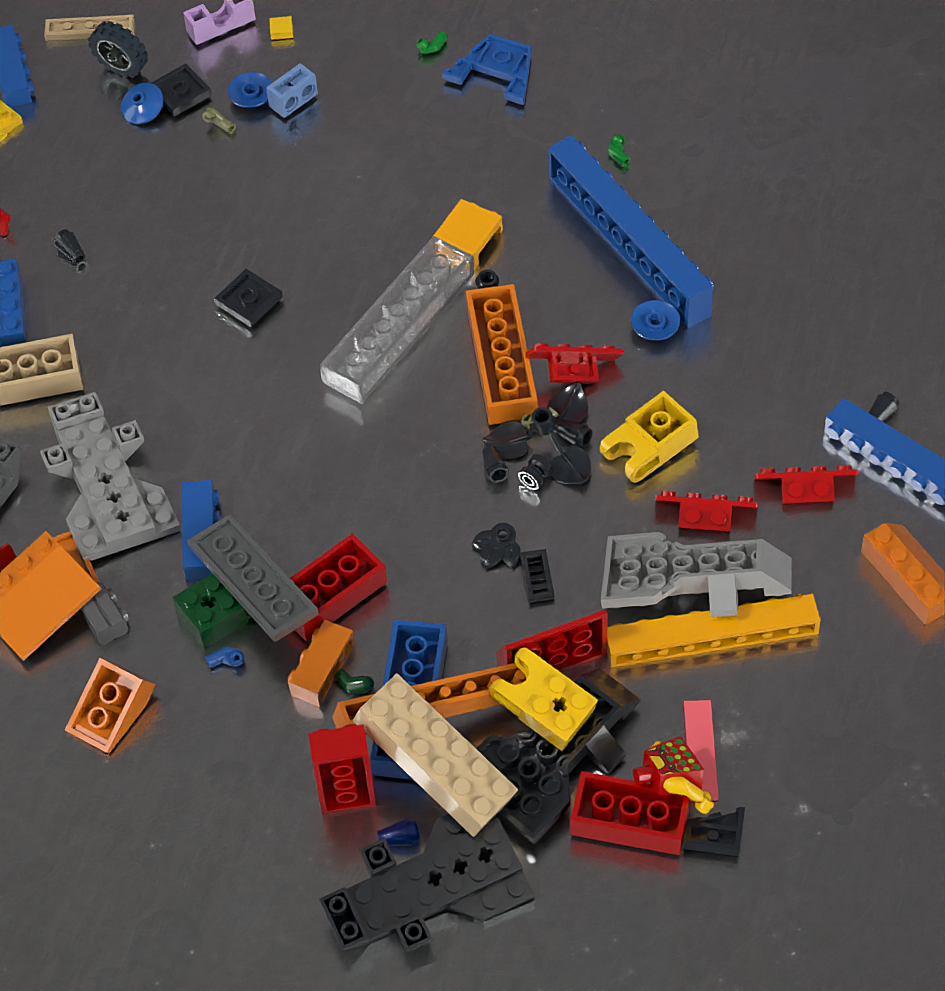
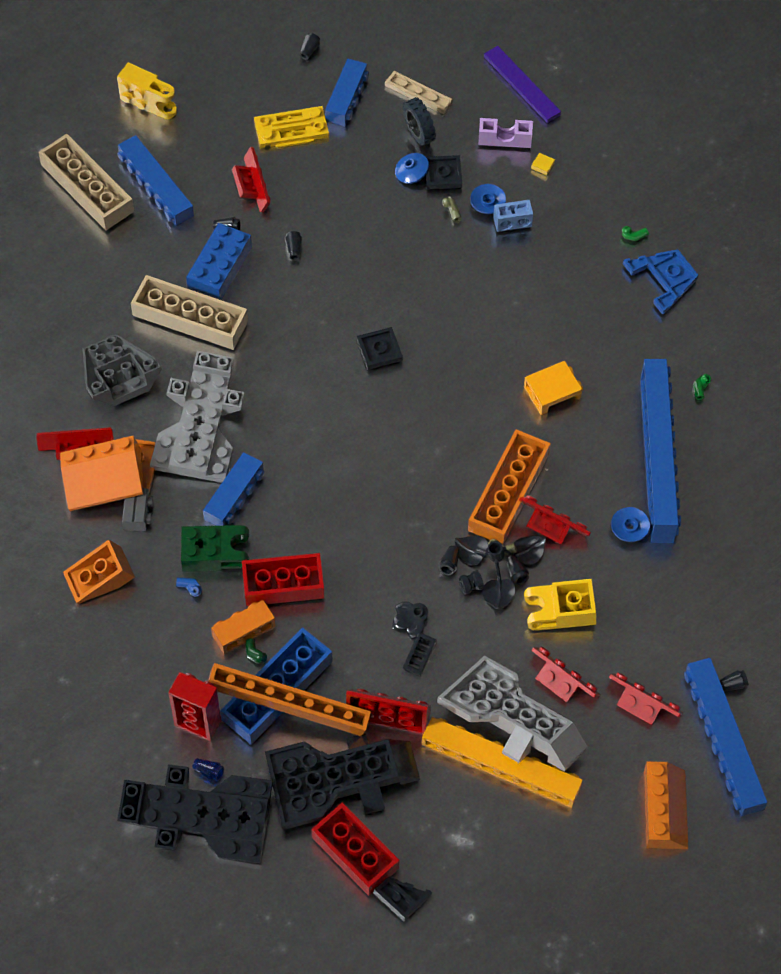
camera: 30 degrees right, 5 degrees up
(252, 578) = (235, 545): dark grey plate -> none
(397, 319) = (461, 421): clear brick -> none
(435, 754) = (250, 734): tan brick -> none
(486, 279) = (536, 429): black cone -> none
(539, 694) = (347, 736): yellow brick -> none
(674, 770) = (396, 841): torso -> none
(701, 741) = (434, 836): coral tile -> none

